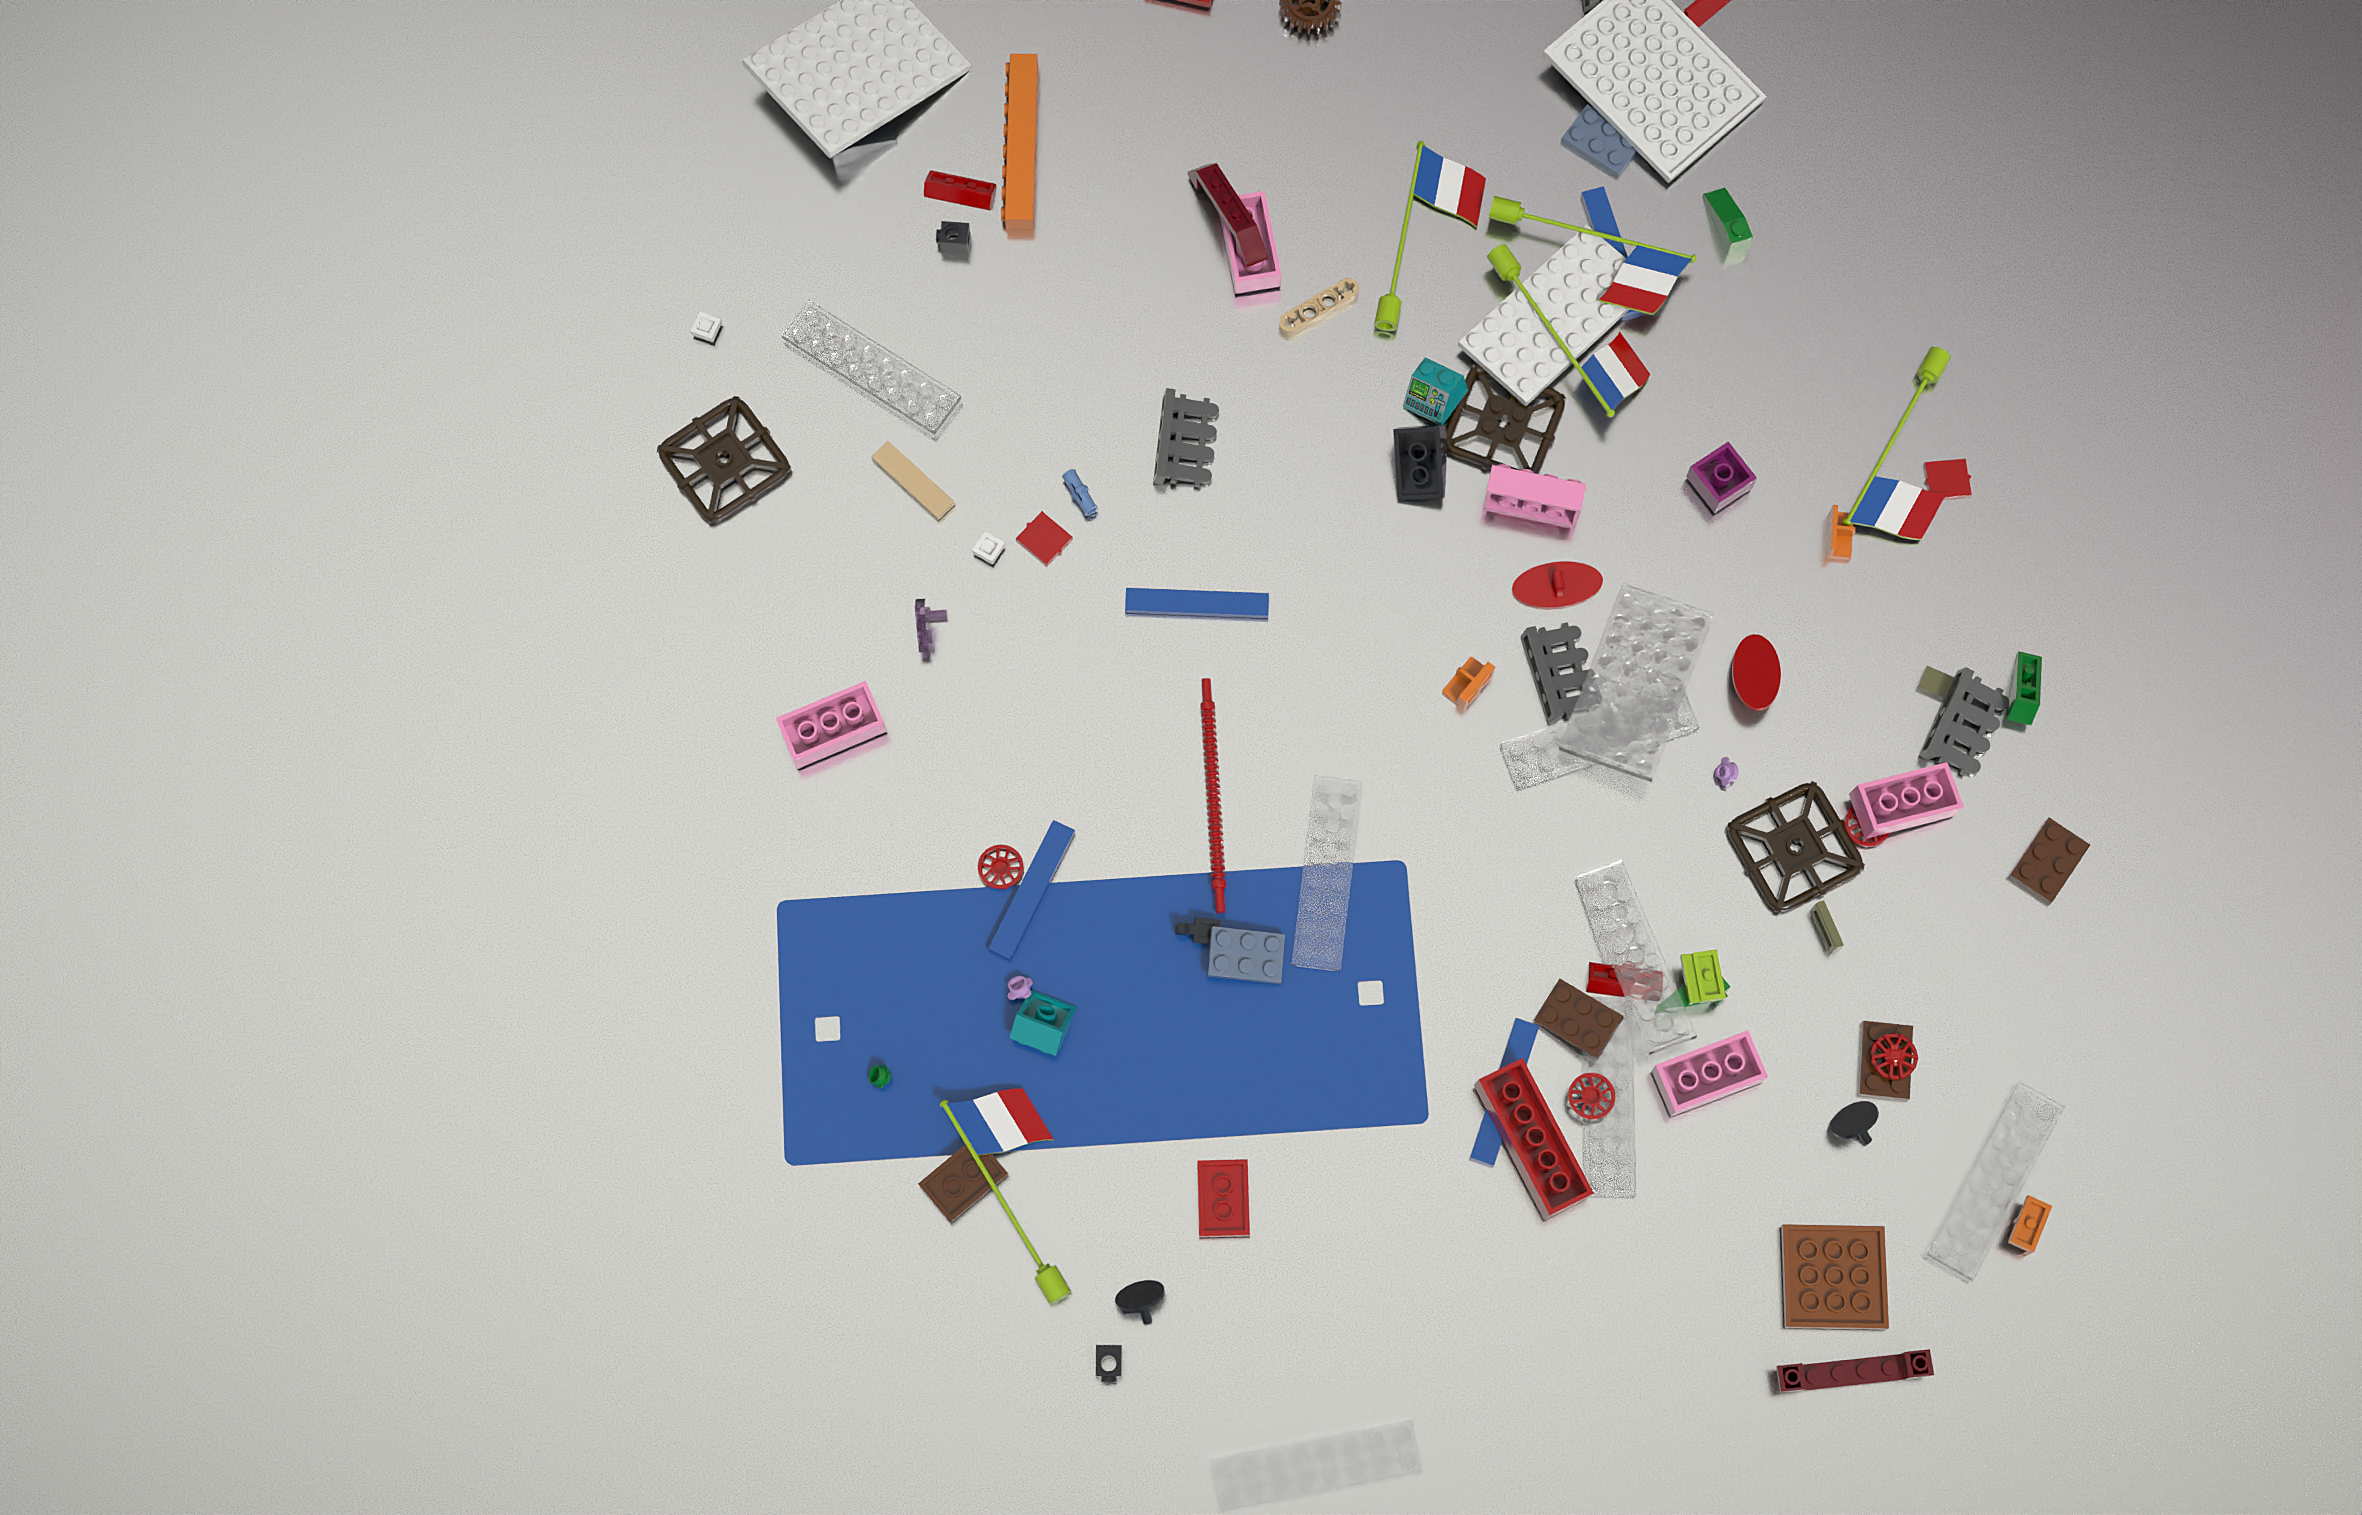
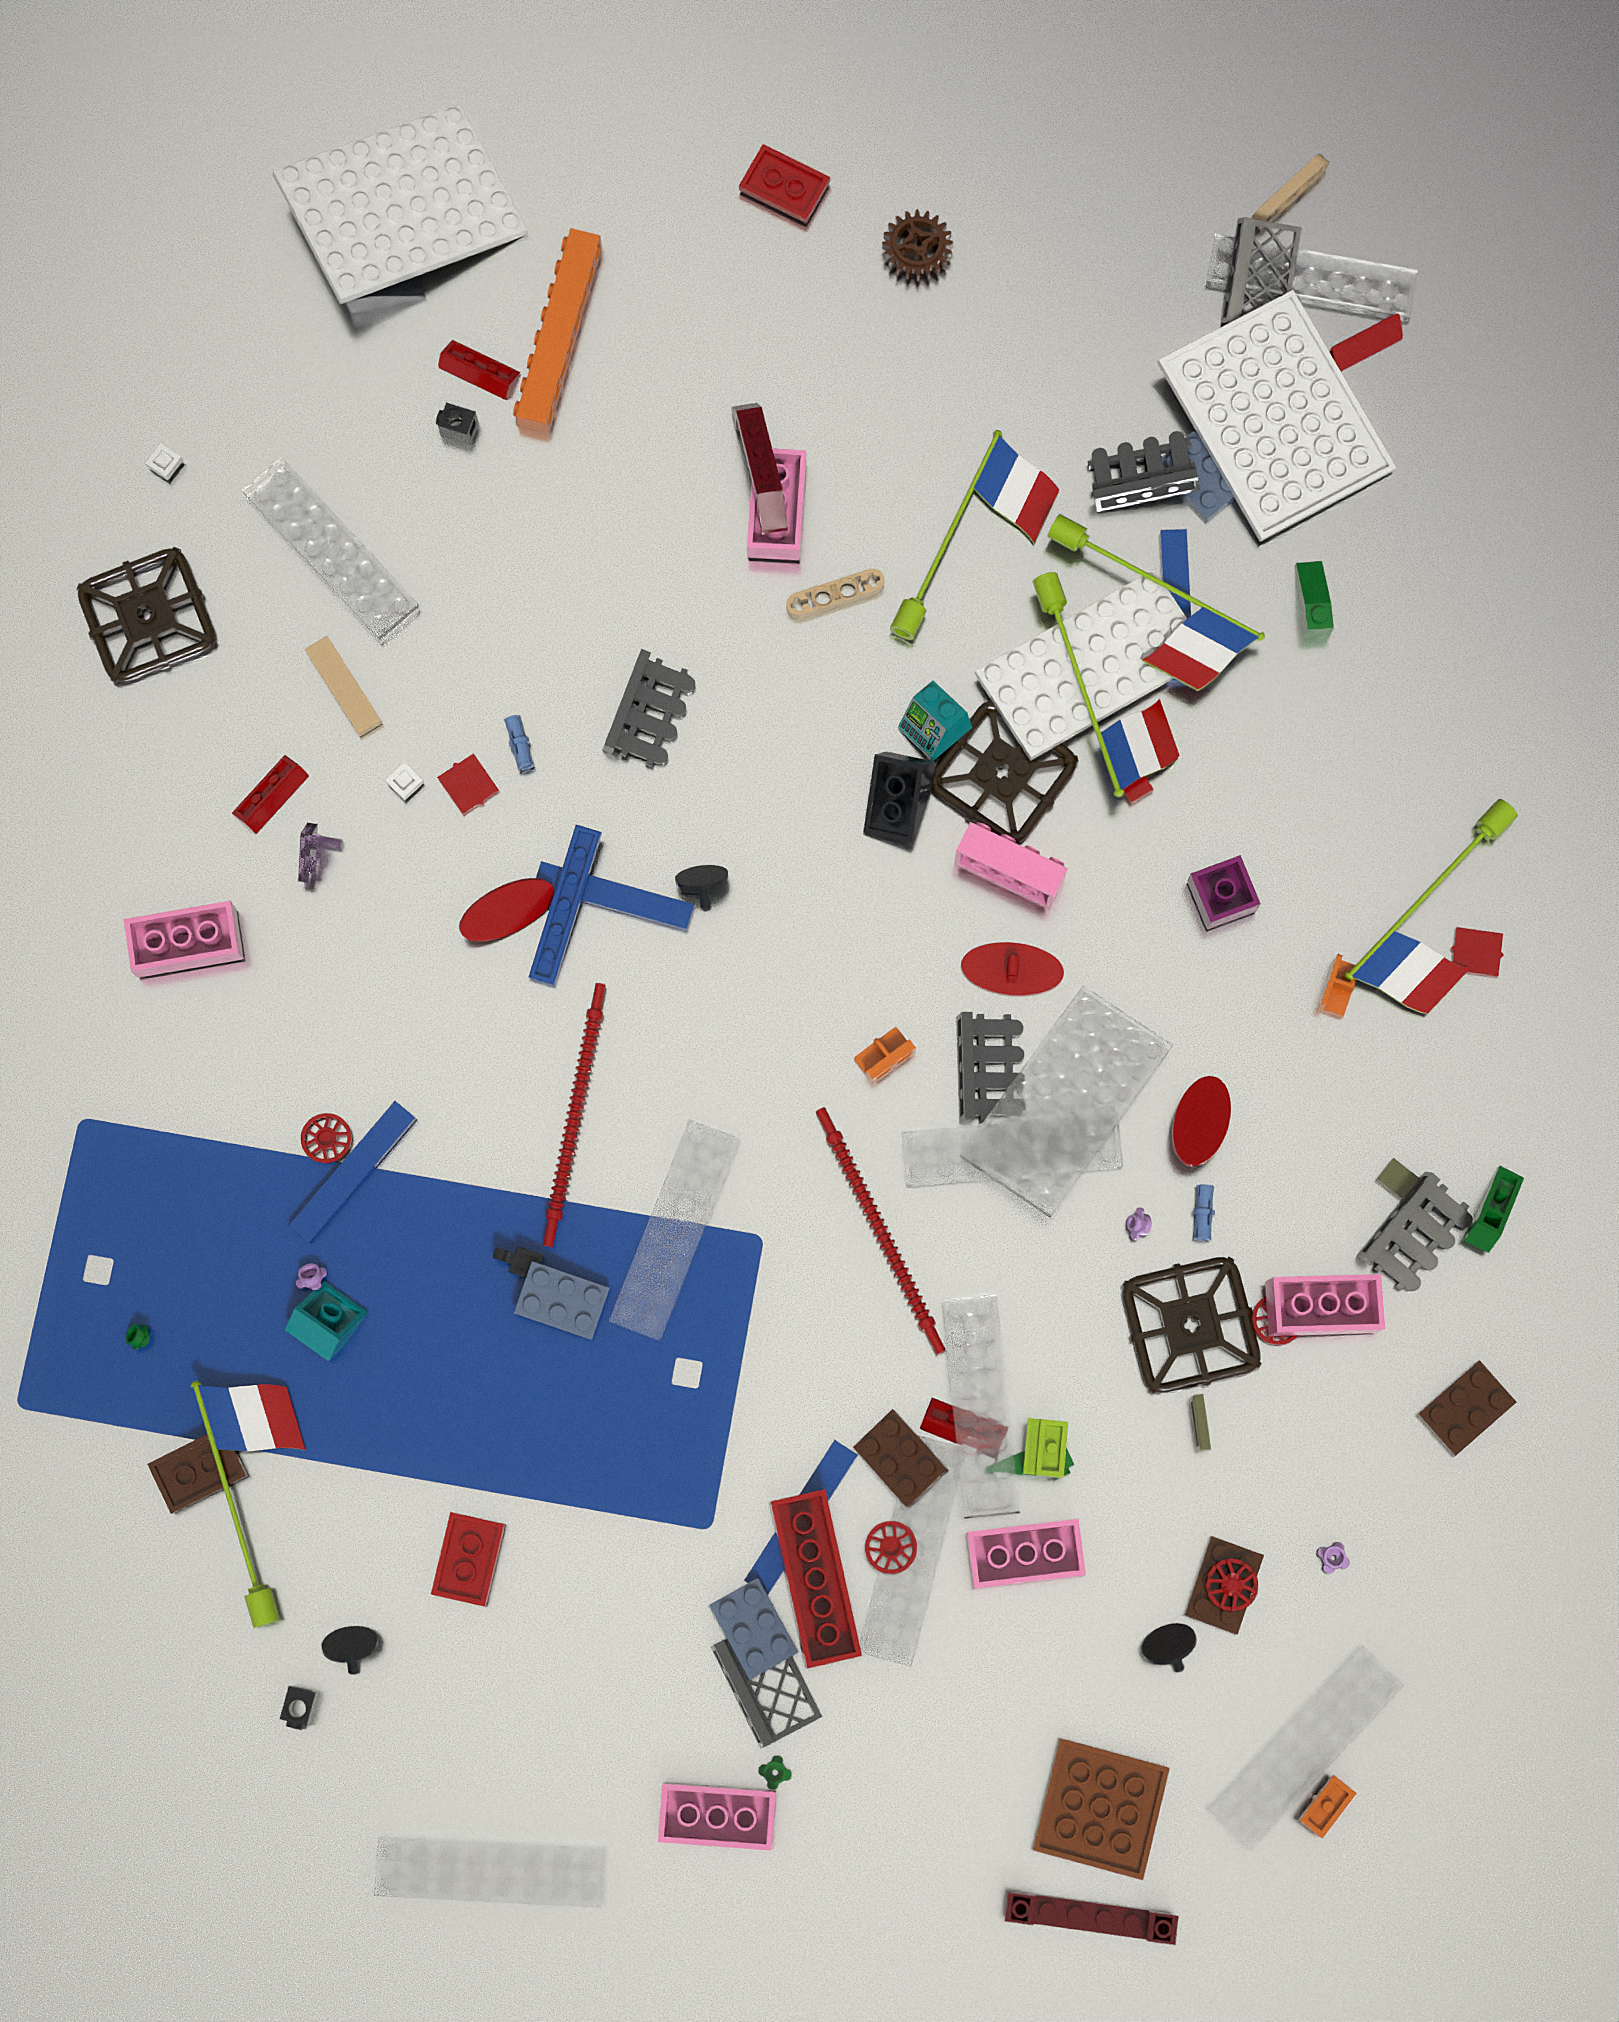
camera: 15 degrees right, 5 degrees up
(873, 585) = (270, 794): none -> red slope
(1108, 634) = (506, 909): none -> red shield
(1157, 619) = (565, 905): none -> blue tile
(1266, 572) = (698, 880): none -> black shield
(1490, 1196) = (753, 1629): none -> sand blue plate
(1494, 1249) = (748, 1699): none -> dark grey fence
(1504, 1365) = (717, 1816): none -> bright pink brick
(1550, 1316) = (773, 1780): none -> green plate
(1560, 158) = (1145, 486): none -> dark grey fence
(1567, 899) = (926, 1322): none -> red hose
(1623, 410) = (1138, 790): none -> red tile
(1779, 749) = (1203, 1212): none -> medium blue pin
(1973, 1006) = (1341, 1560): none -> lavender plate

